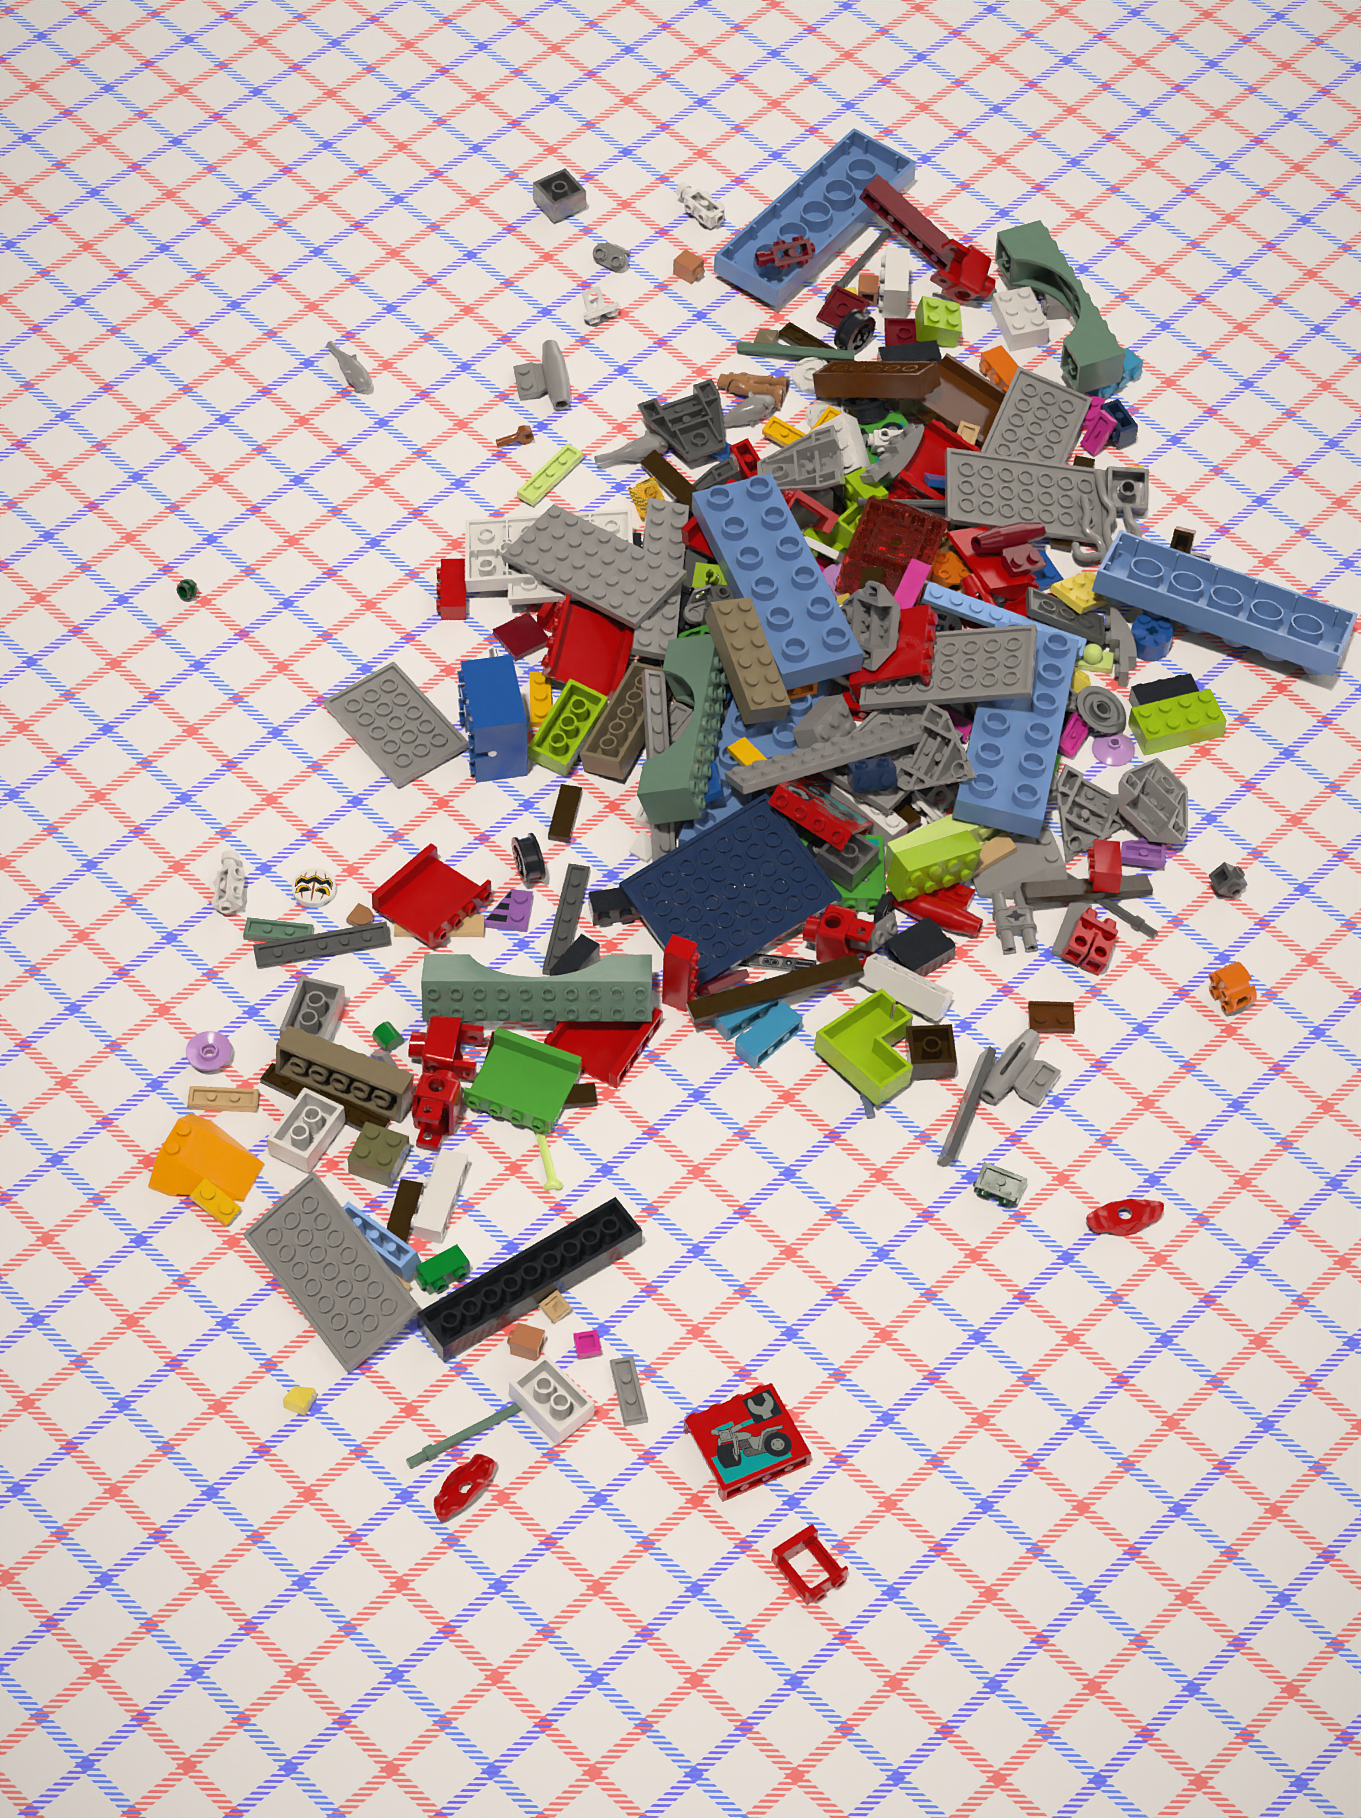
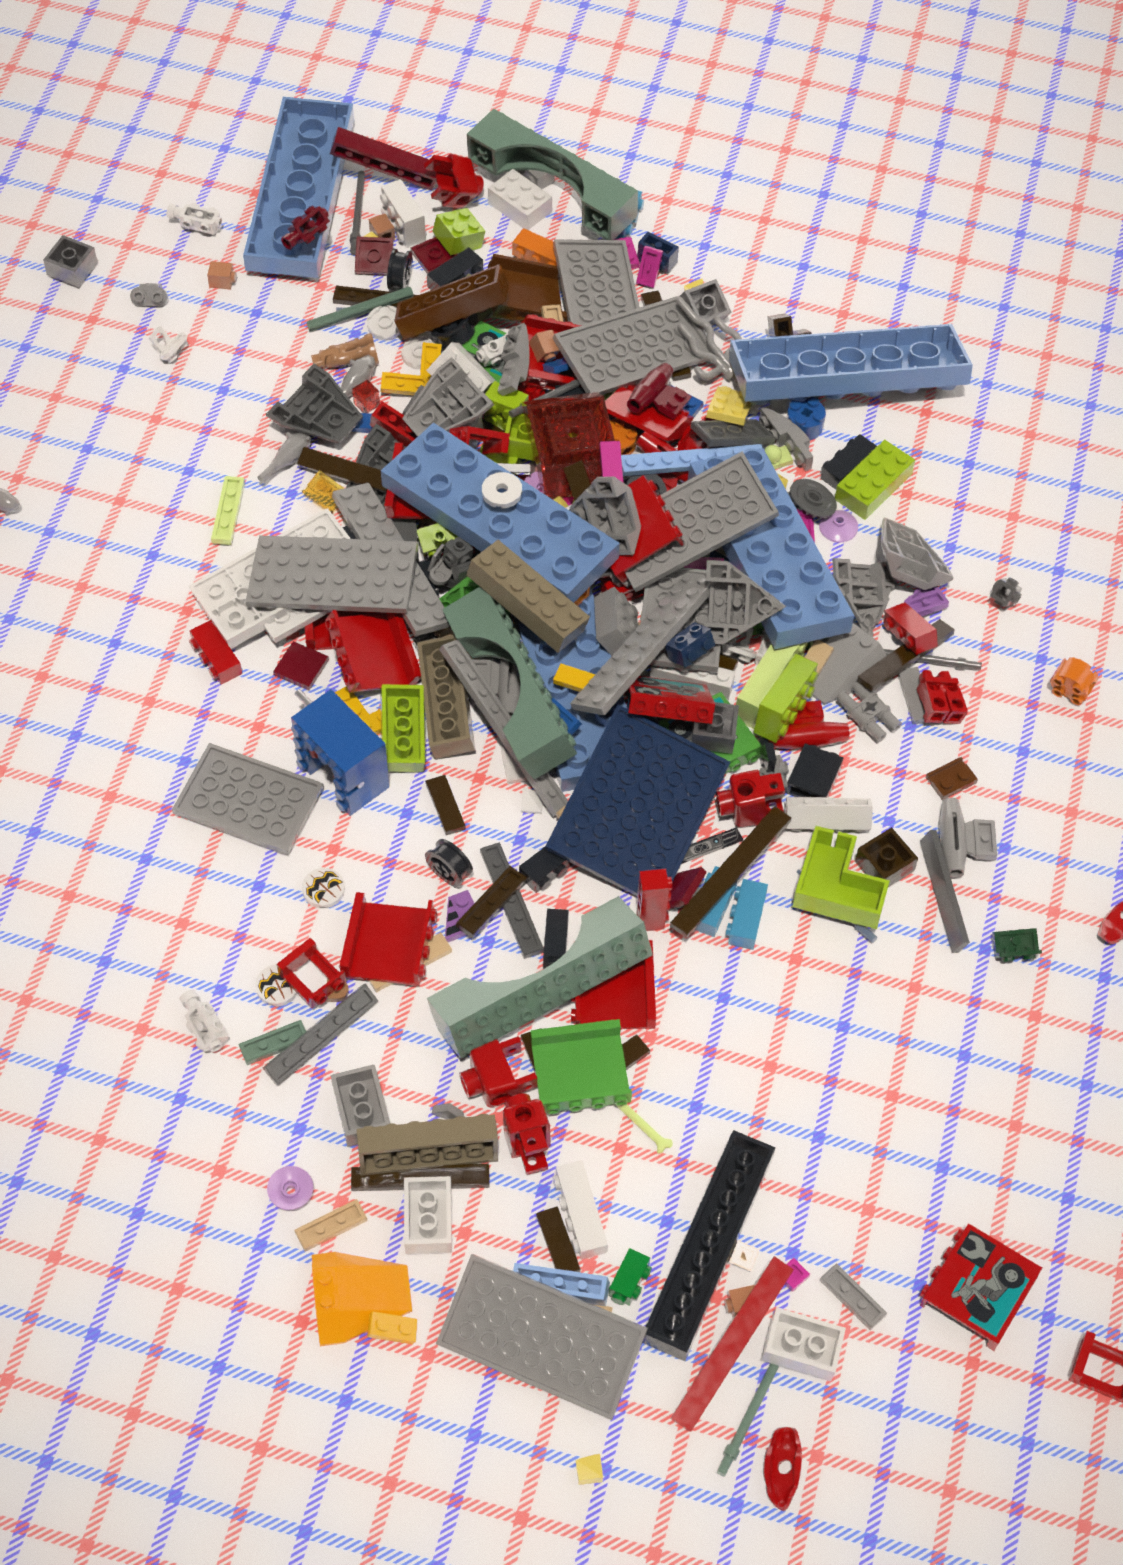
camera: 30 degrees left, 5 degrees up
(342, 872) = (296, 959): none -> red panel
(378, 1154) = (503, 1202): olive brick -> none
(387, 1036) = (435, 1088): green brick -> none
(409, 829) = (323, 887): none -> white tile
(489, 1365) = (731, 1344): none -> red tile
(524, 435) = (182, 486): dark orange bar -> none
(544, 910) = (491, 902): none -> dark brown tile
(550, 376) = (167, 424): light grey plate -> none
(744, 428) = (366, 396): none -> clear red brick
(766, 336) = (326, 306): dark tan tile -> none
(784, 547) = (498, 481): none -> white tile
(934, 456) = (544, 346): none -> nougat brick

